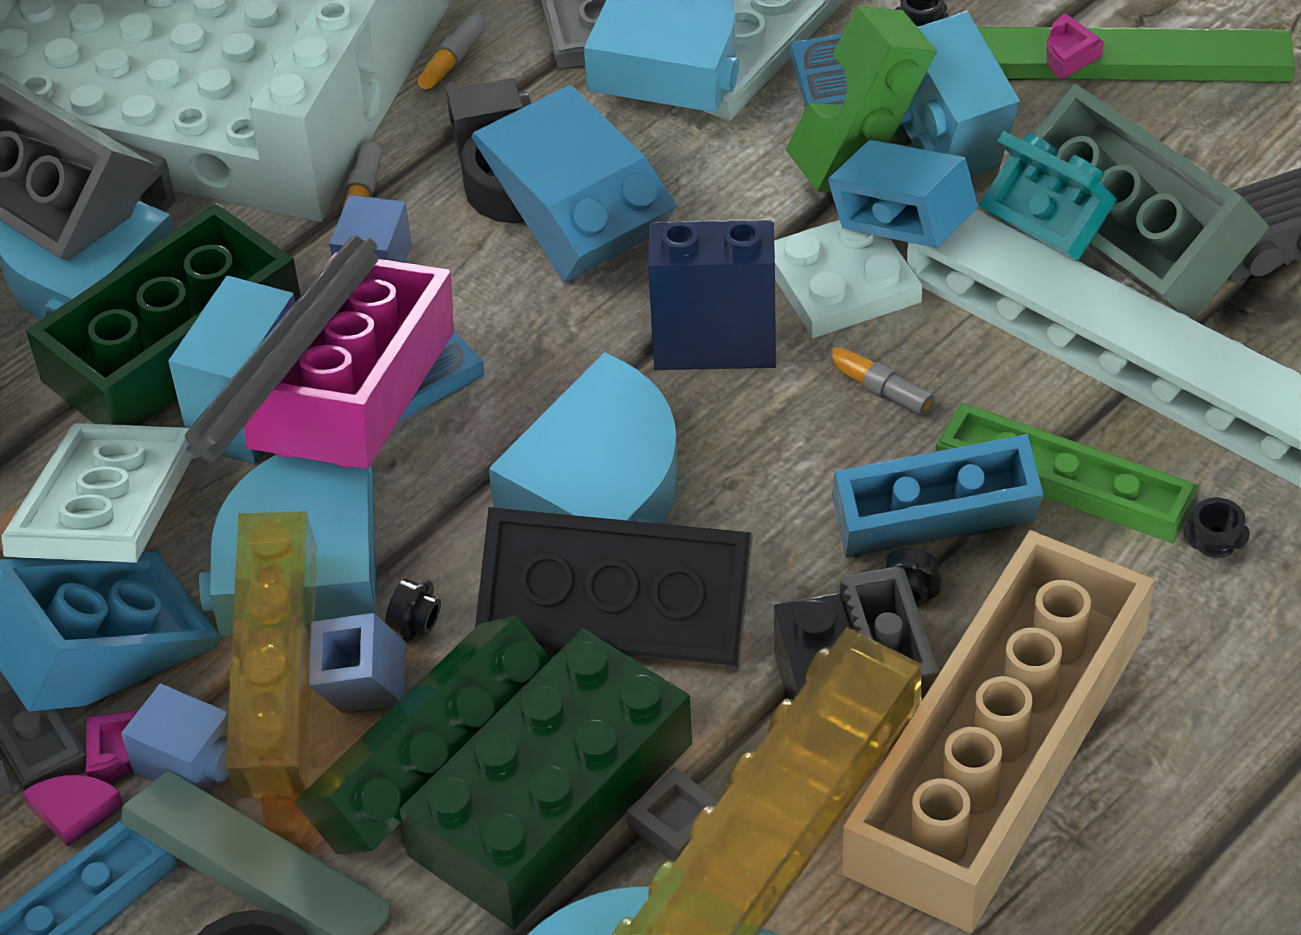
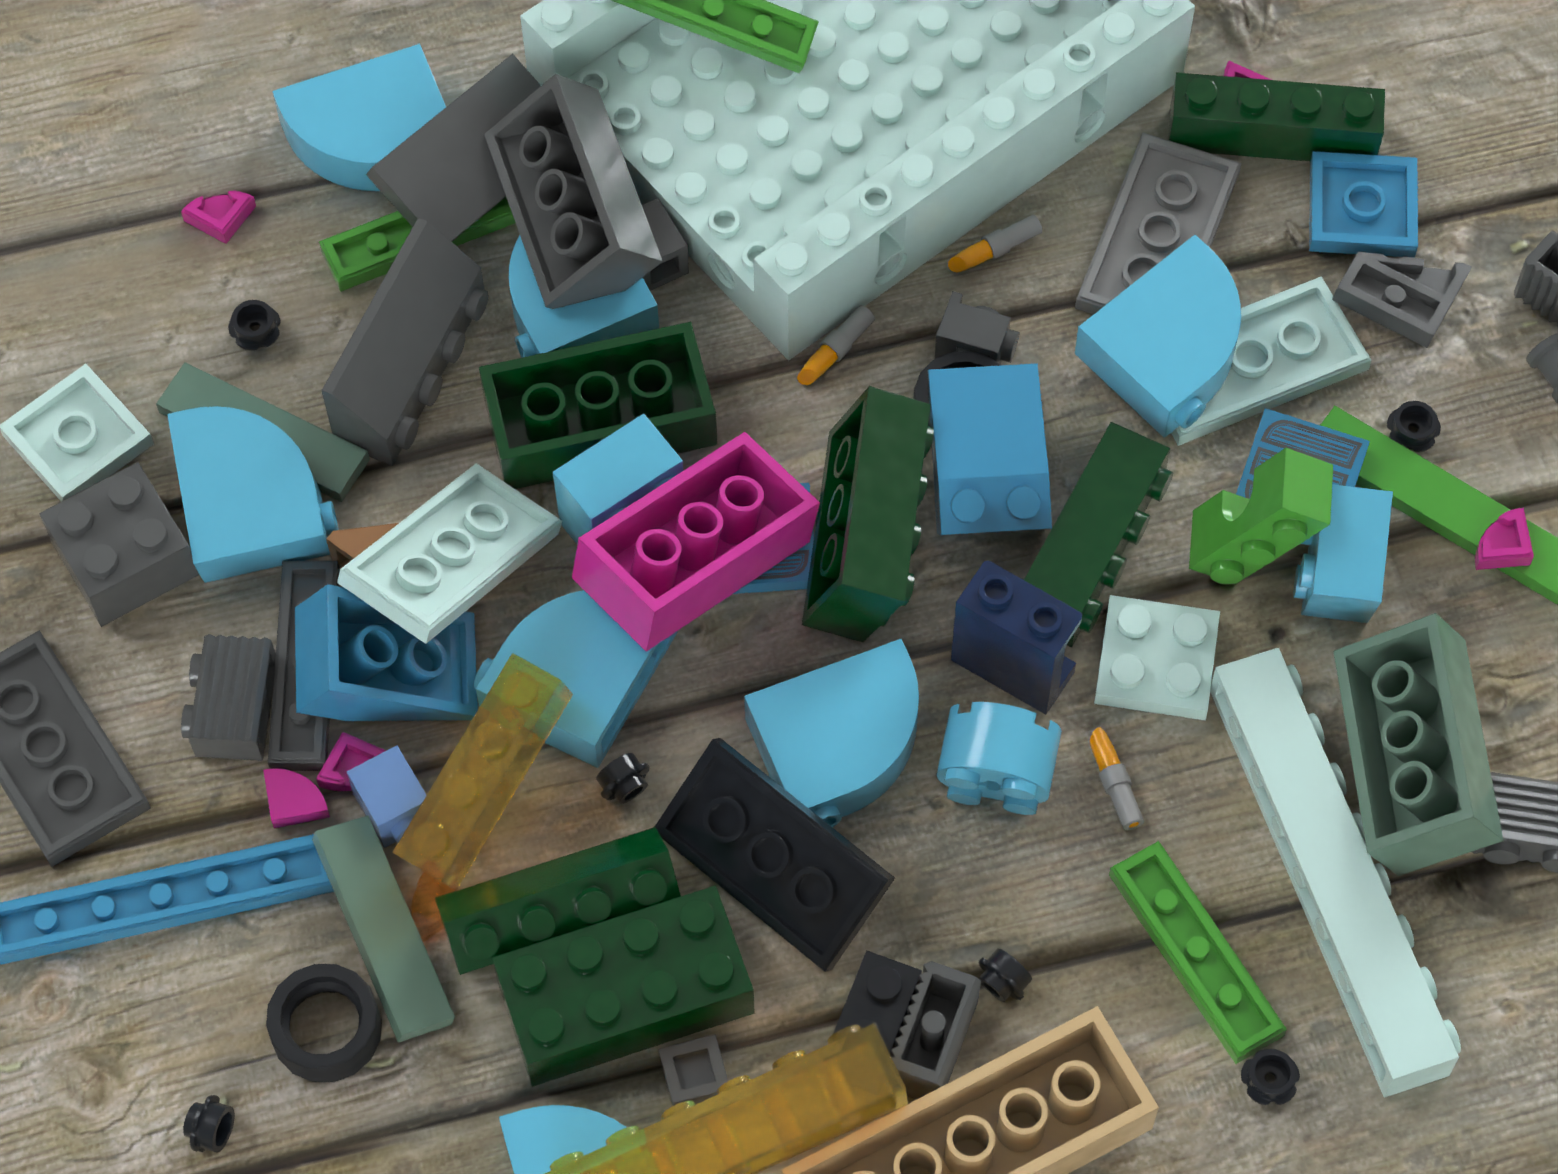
camera: 30 degrees right, 15 degrees up
(280, 350) = (629, 523): dark grey axle -> none
(357, 663) = (546, 809): medium blue brick -> none
(377, 219) = (800, 415): medium blue brick -> none
(511, 282) = (868, 515): none -> dark green brick
(707, 165) = (1100, 521): none -> dark green brick
(768, 397) = (998, 756): none -> medium azure brick
(903, 193) = (1234, 628): dark azure brick -> none
(936, 495) = (1064, 922): dark azure brick -> none
(1047, 196) = (1339, 706): teal bracket -> none

